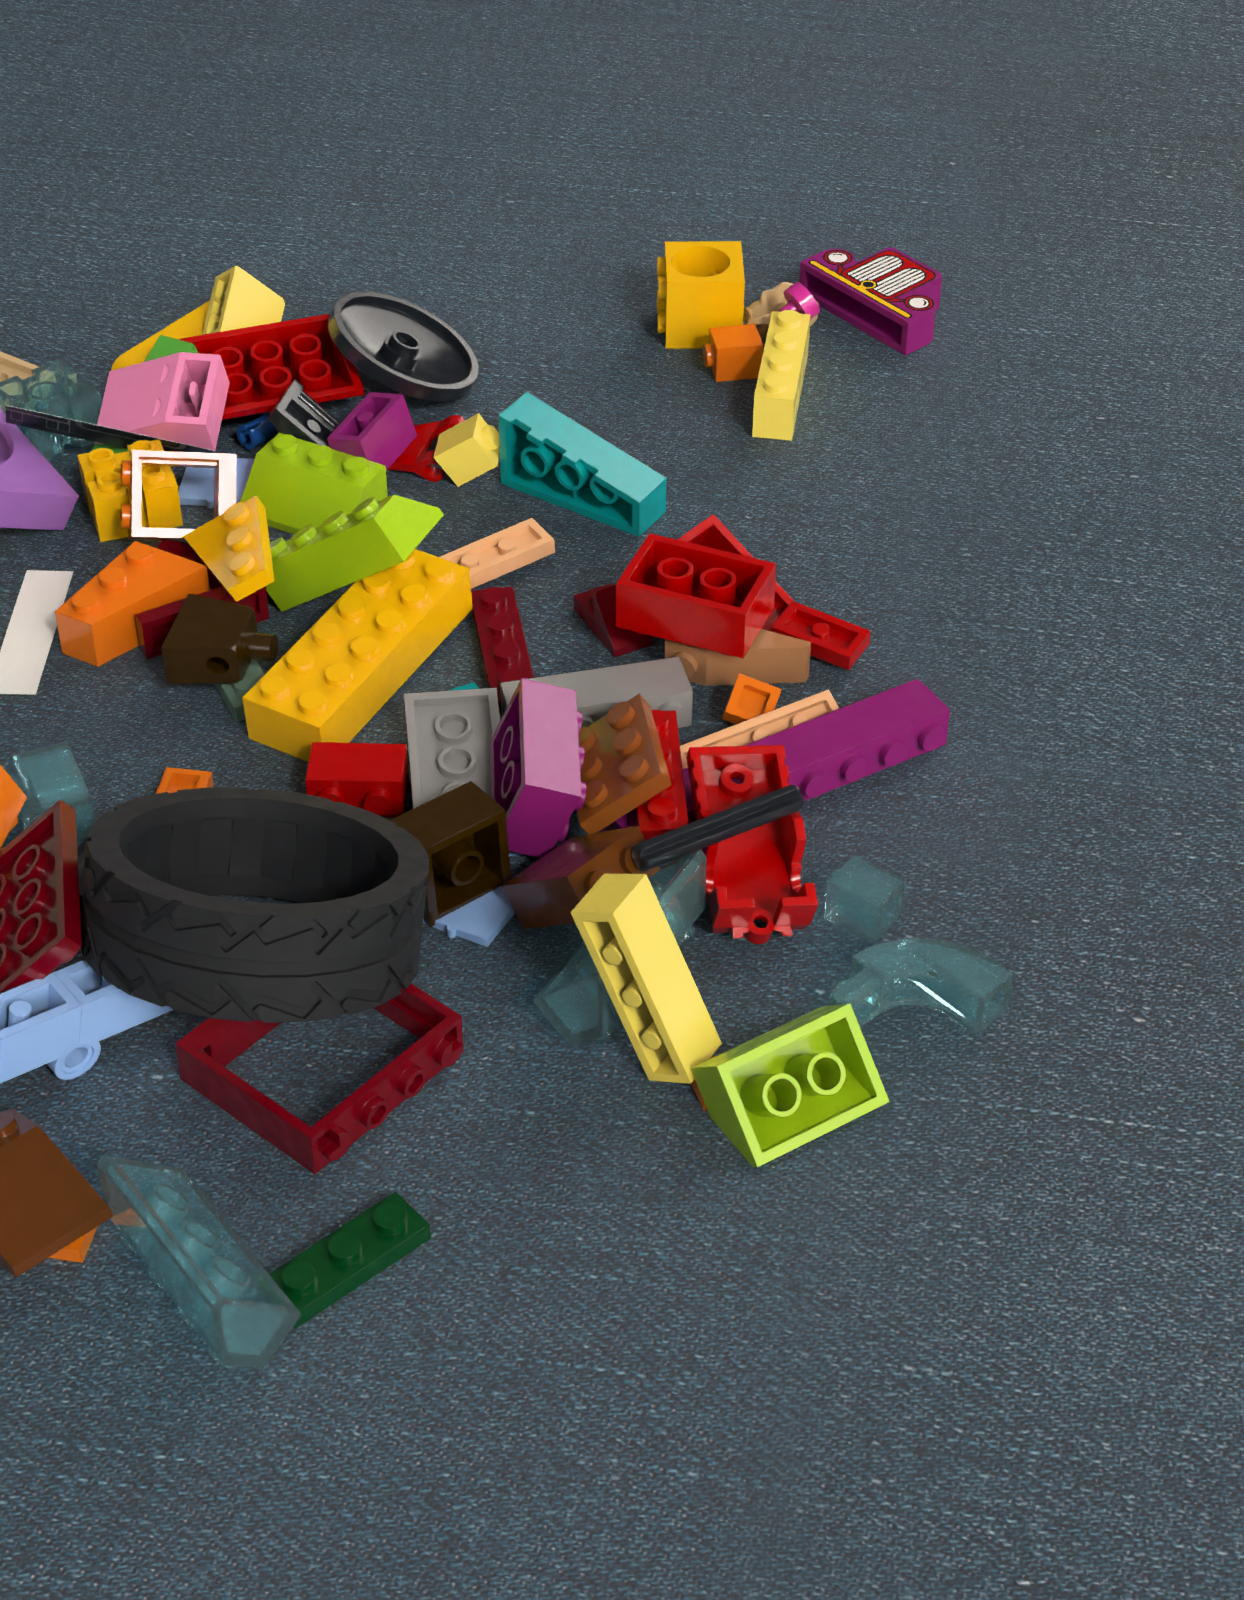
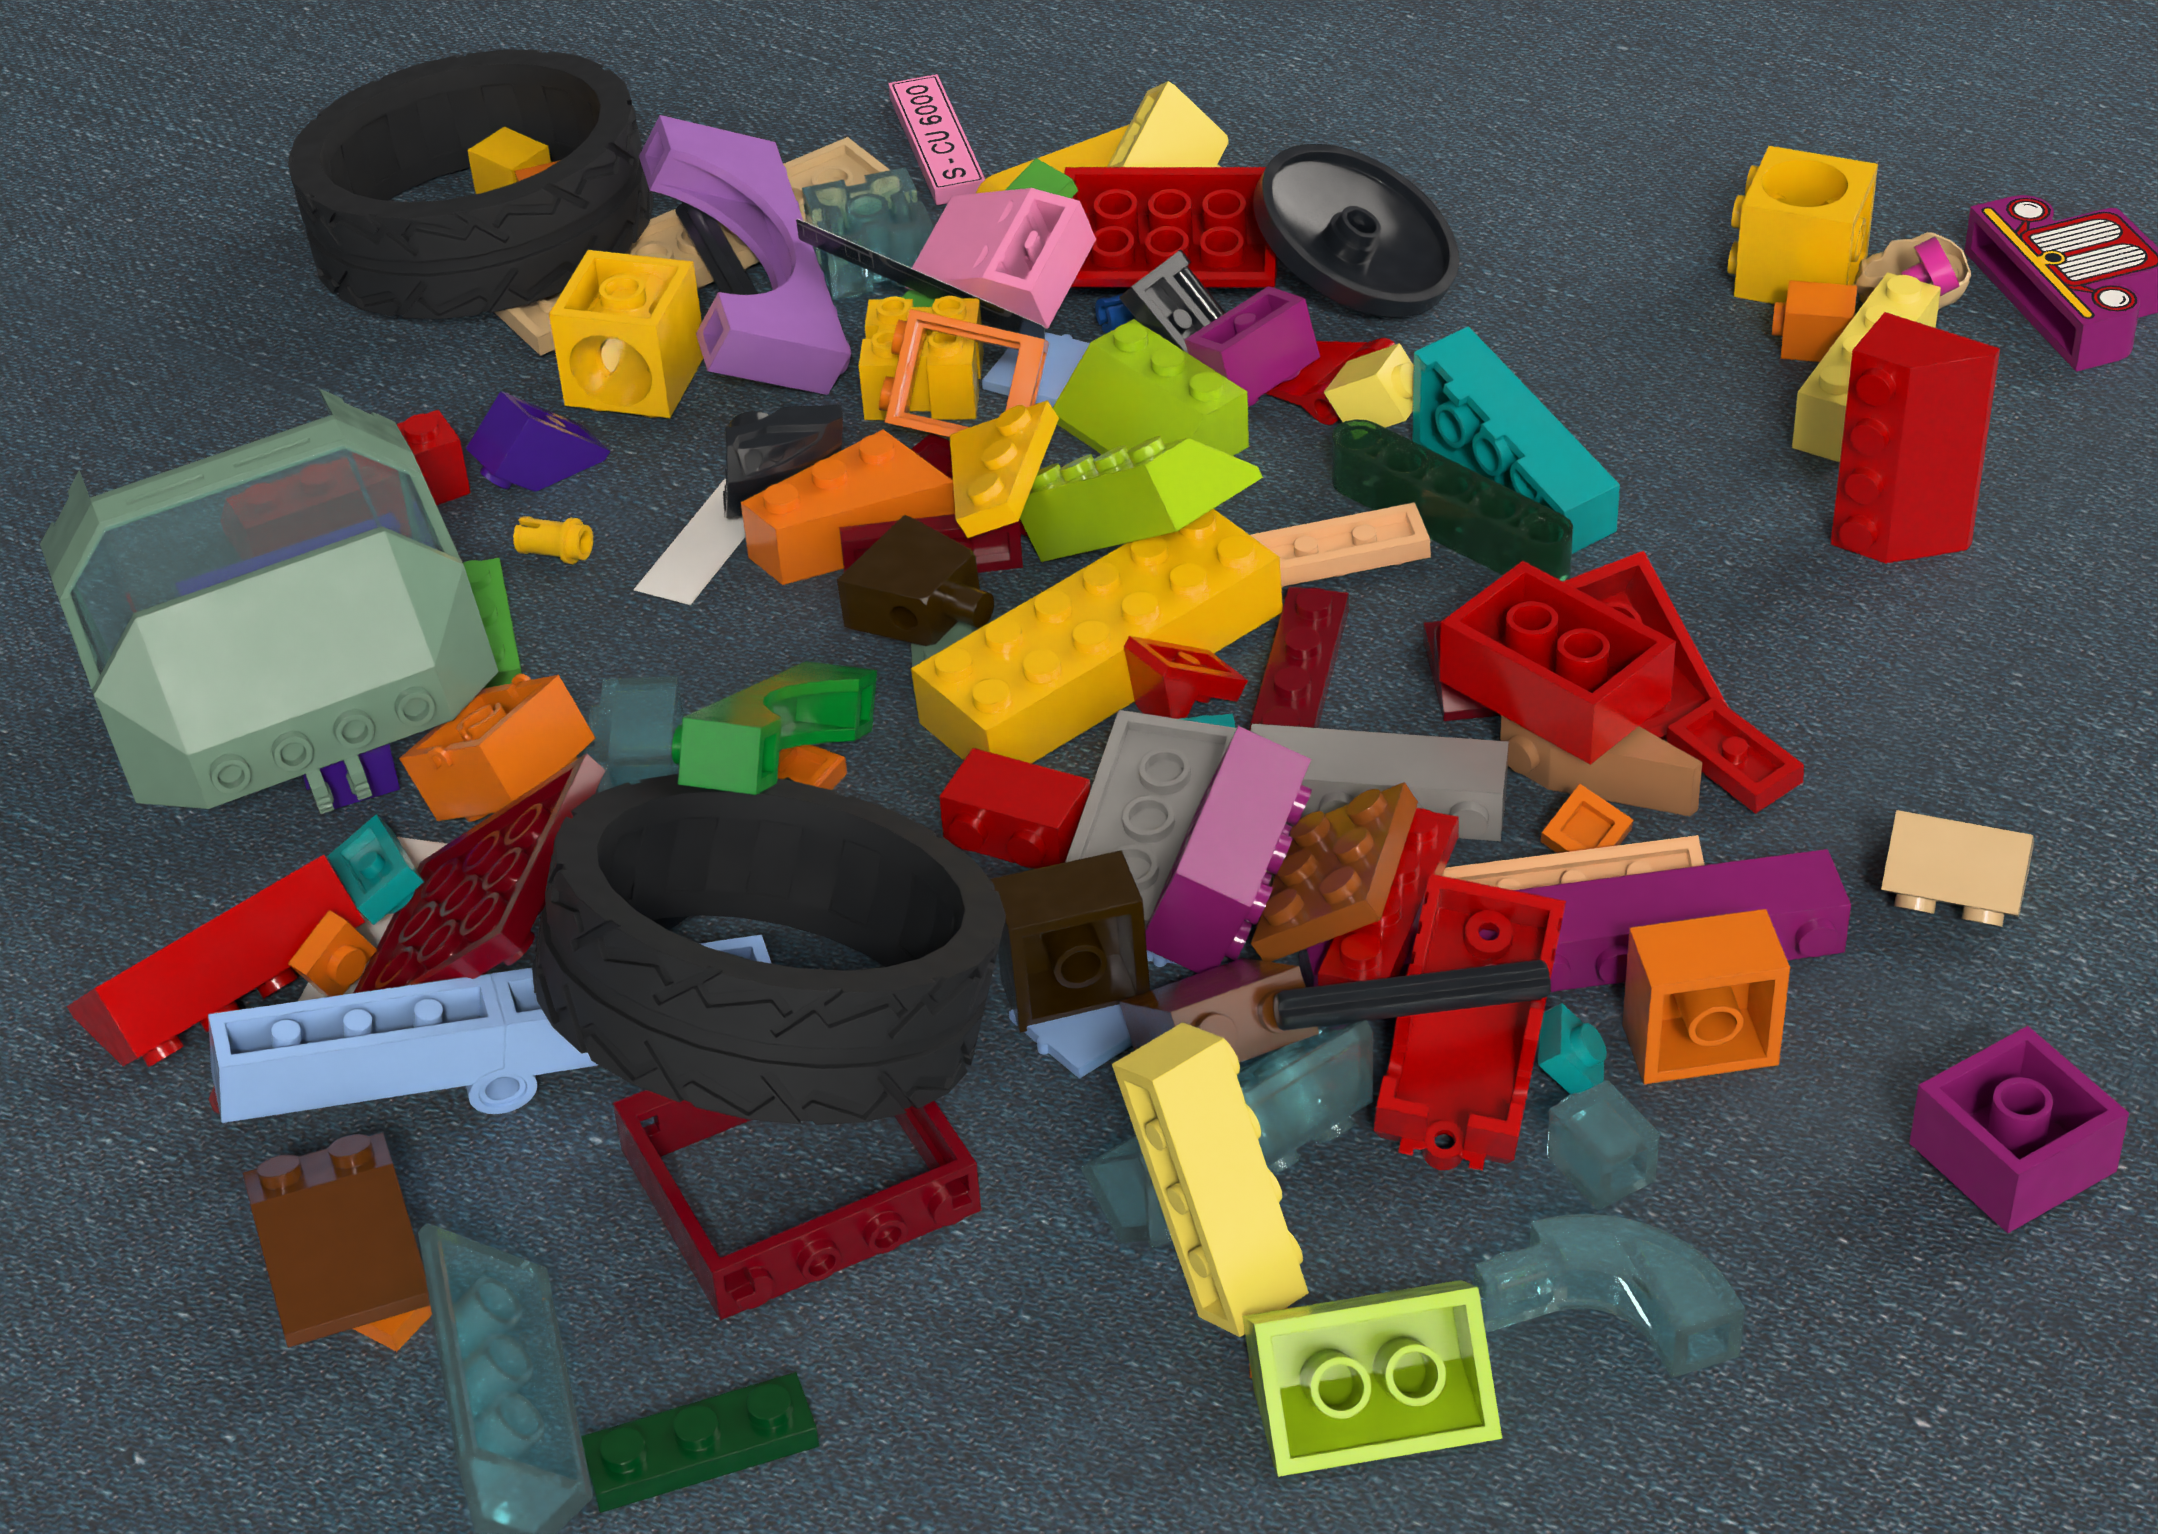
camera: 25 degrees right, 0 degrees up
(56, 338) = (936, 137): none -> bright pink tile
(62, 571) = (775, 447): none -> black slope
(176, 755) = (740, 737): none -> green arch
(425, 666) = (1172, 676): none -> red slope
(567, 515) = (1454, 502): none -> clear green beam
(820, 848) = (1571, 1050): none -> teal plate
(856, 410) = (1913, 441): none -> red slope
(888, 787) = (1705, 996): none -> orange brick
(997, 670) = (1958, 866): none -> tan slope
(1118, 822) = (2018, 1128): none -> magenta brick

